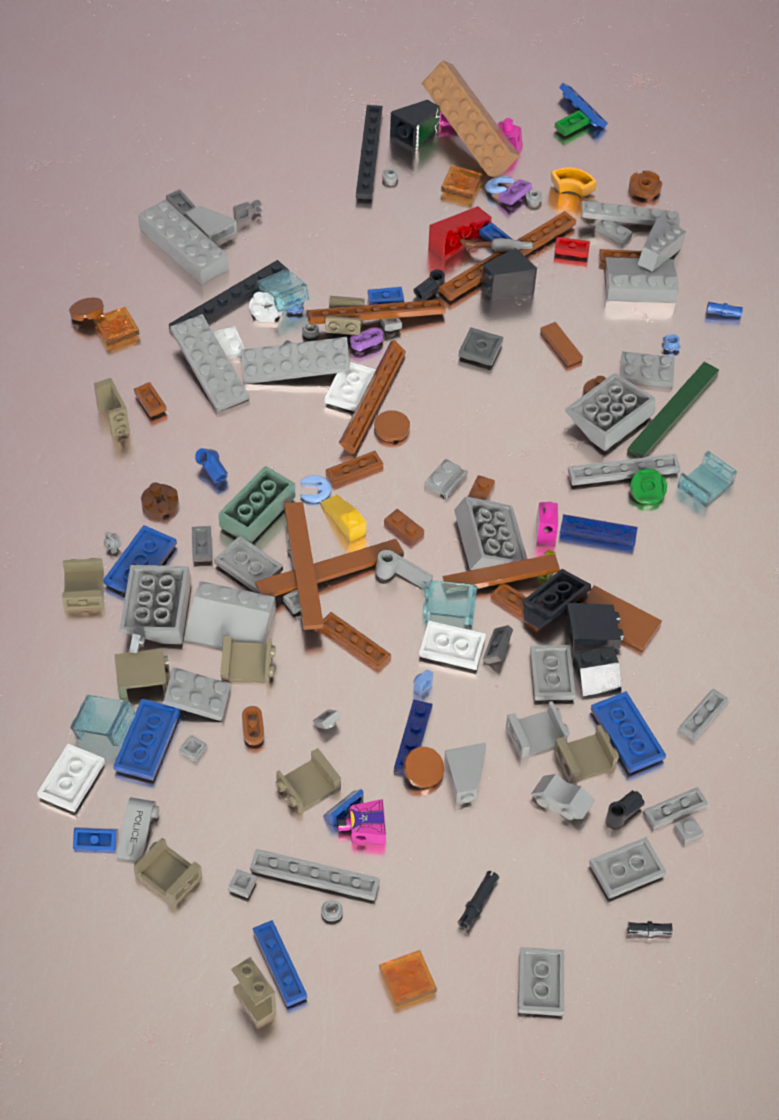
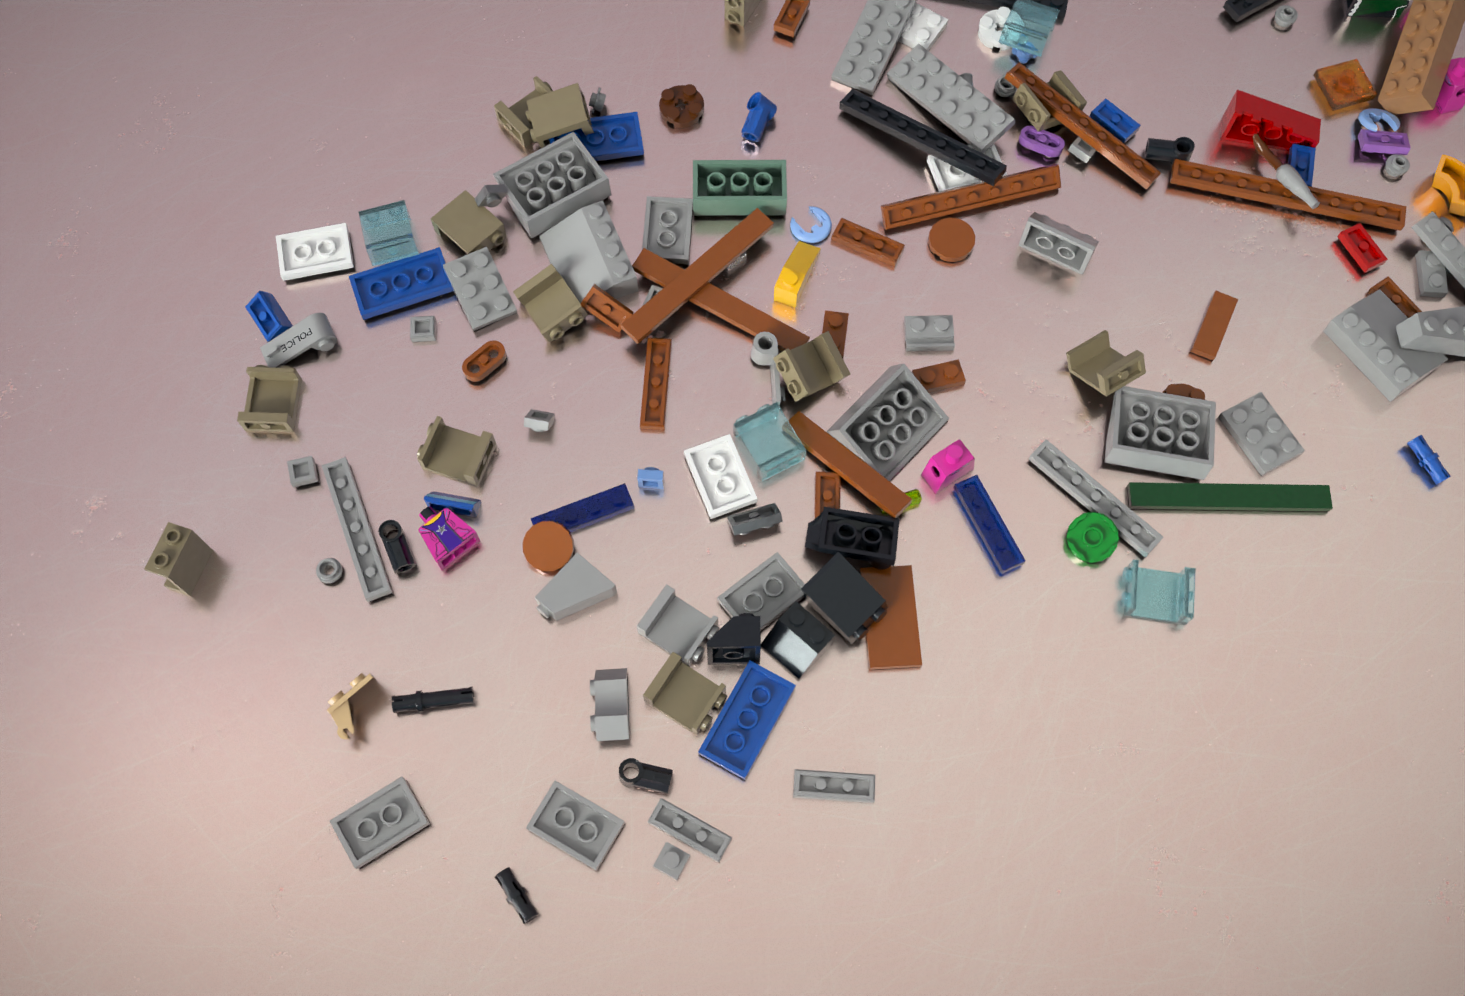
camera: 55 degrees right, 15 degrees up
(106, 566) = (558, 114): none -> dark tan panel
(201, 543) = (658, 174): flat silver plate -> none
(279, 963) = (238, 562): blue plate -> none
(280, 629) = (606, 308): none -> dark orange plate
(310, 391) = (923, 137): none -> black plate
(351, 856) = (397, 547): none -> black piece
(407, 978) = (298, 690): clear orange plate -> none
(422, 545) = (811, 366): none -> dark tan panel
(443, 951) = (340, 705): none -> tan plate
(445, 375) = (1058, 242): none -> light grey slope
(480, 346) = (1133, 251): dark grey plate -> none
(509, 276) = (1250, 210): black slope -> none
(548, 408) = (1103, 366): none -> dark tan panel
(578, 698) = (736, 641): none -> black slope
(671, 342) = (1330, 432): medium blue plate -> none

